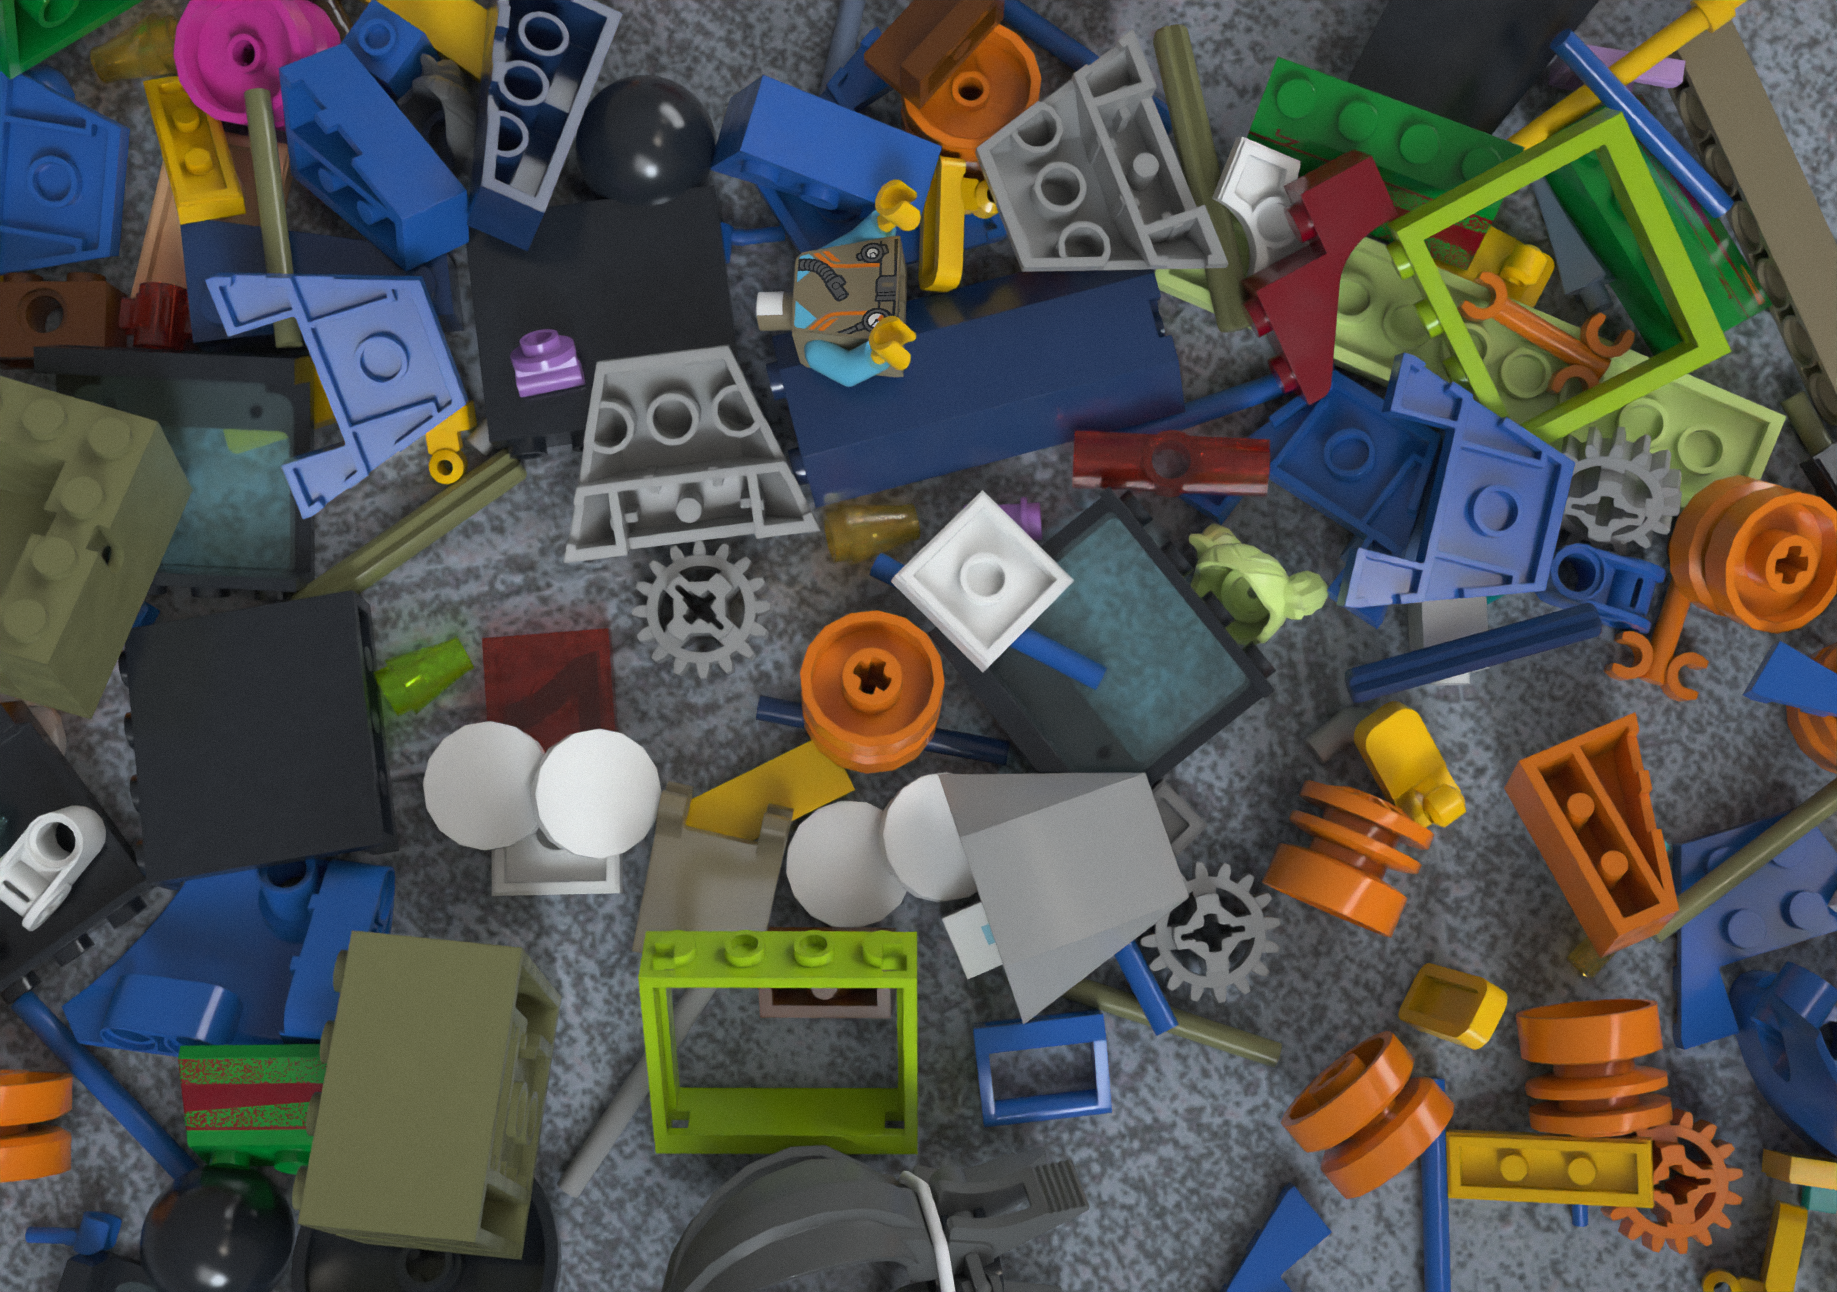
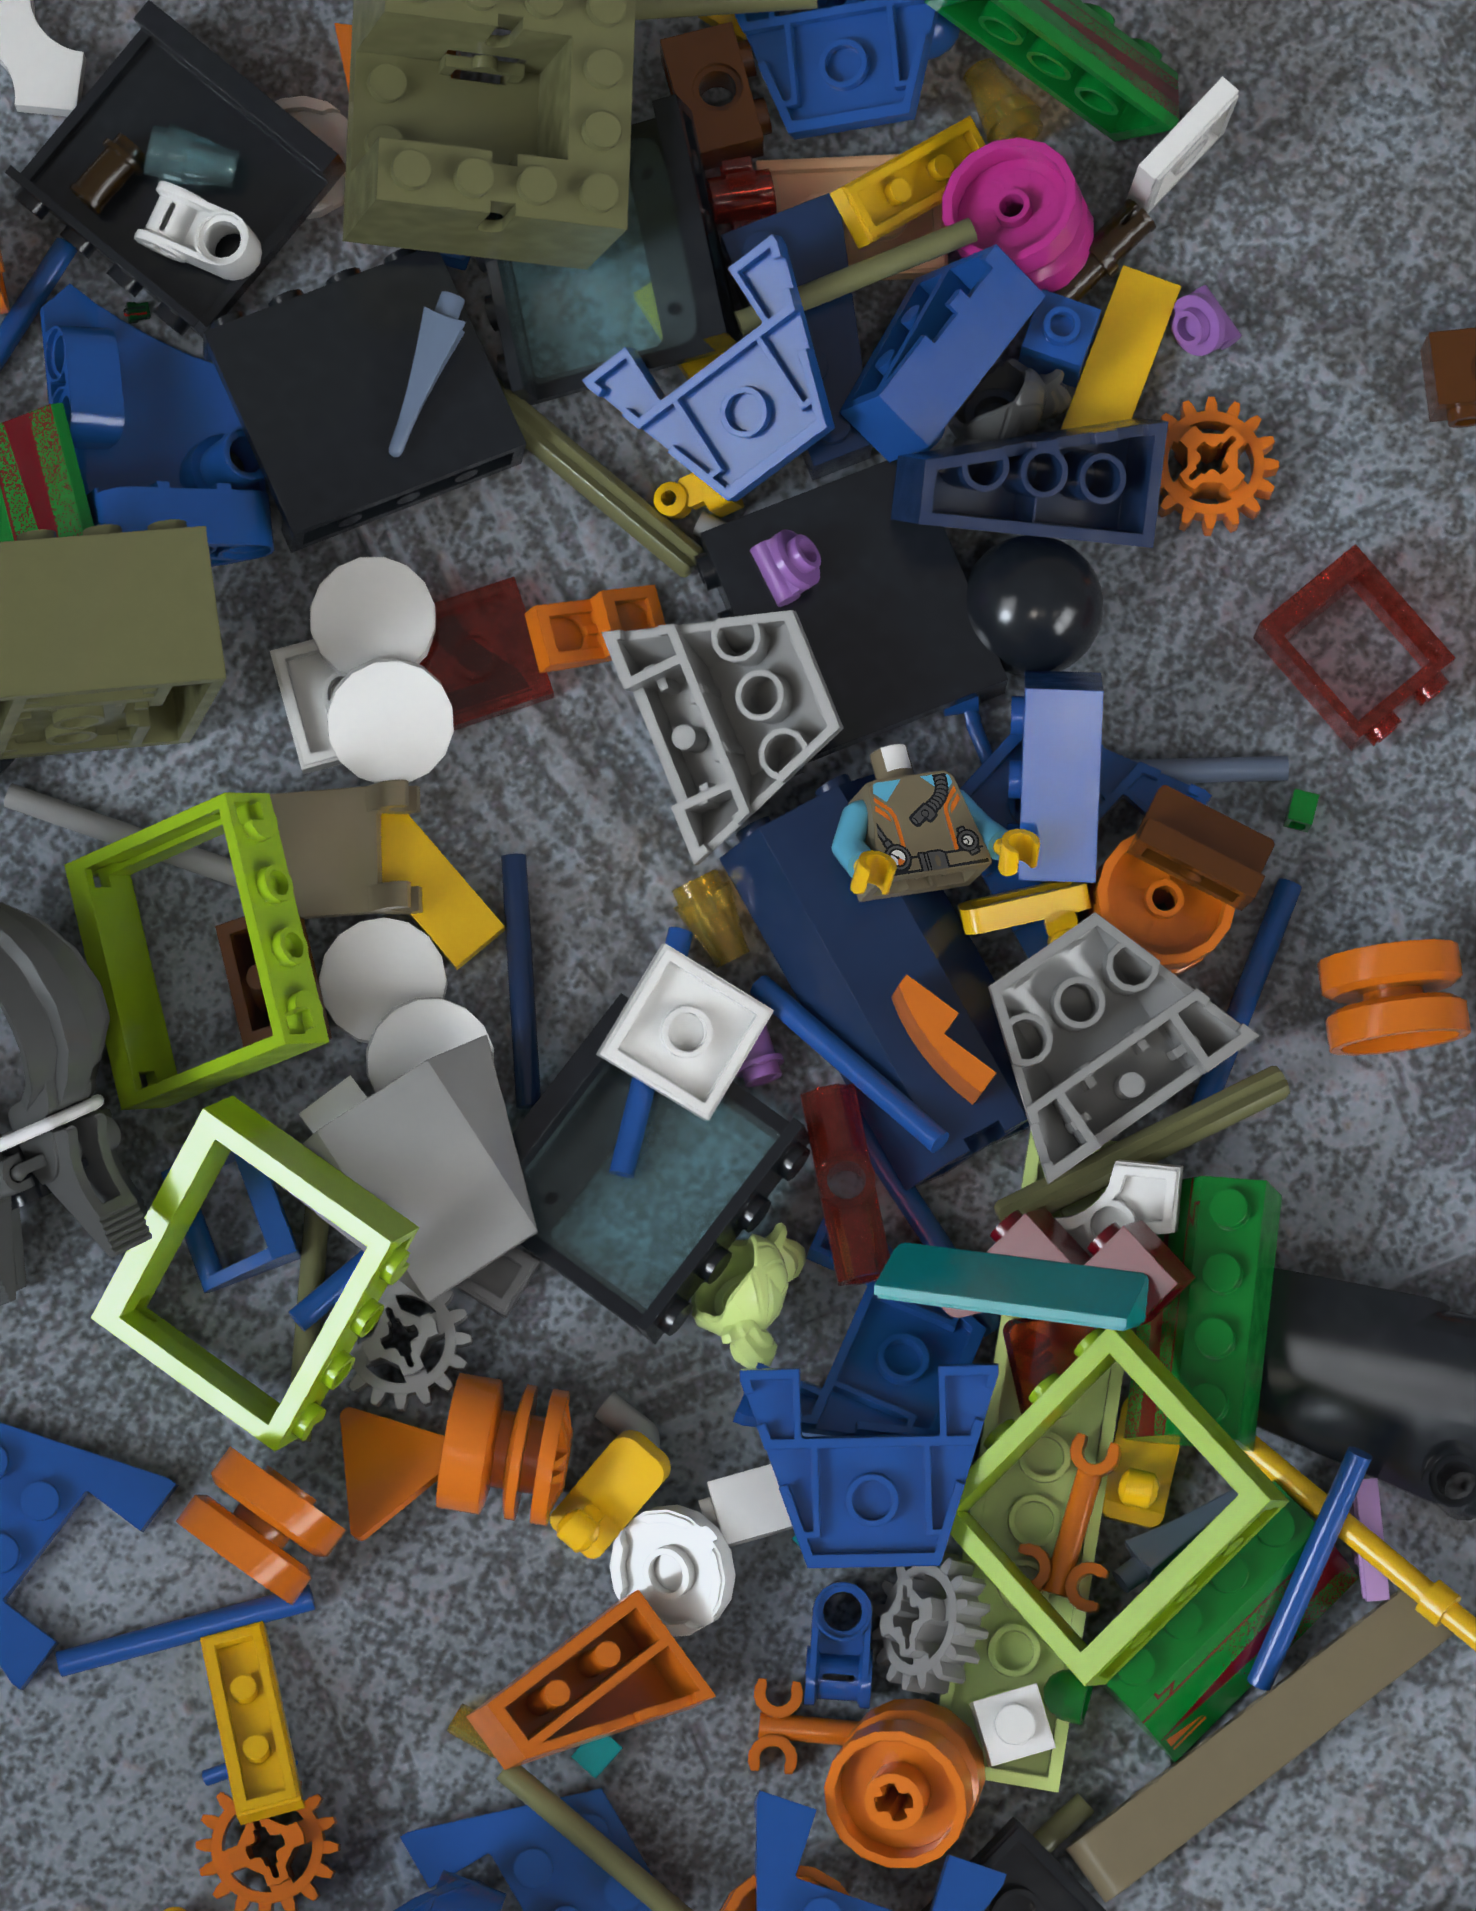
camera: 70 degrees right, 5 degrees down
(111, 945) = (137, 311): none -> dark green piece
(223, 651) = (436, 342): none -> sand blue piece
(422, 675) = (464, 530): clear neon green cone -> none
(552, 591) = (570, 632): none -> orange slope
(722, 587) = (569, 762): light grey gear -> none
(876, 655) = (573, 924): orange wheel -> none
(1048, 337) = (926, 1023): none -> orange slope
(1055, 429) = (850, 1064): none -> blue bar
(1061, 981) = (384, 1231): none -> lime window
(1329, 318) = (1014, 1286): none -> teal slope
(1329, 976) = (384, 1467): none -> orange piece
(1384, 317) = (1038, 1351): none -> clear red piece
(1453, 1006) = (383, 1593): yellow piece -> none
(1473, 652) = (733, 1520): dark blue axle -> none
(1493, 722) = (677, 1566): none -> white tile
(1595, 1076) = (360, 1737): orange wheel -> none
(1708, 383) = (1067, 1697): none -> green hinge
(1729, 437) = (1012, 1725): none -> white brick

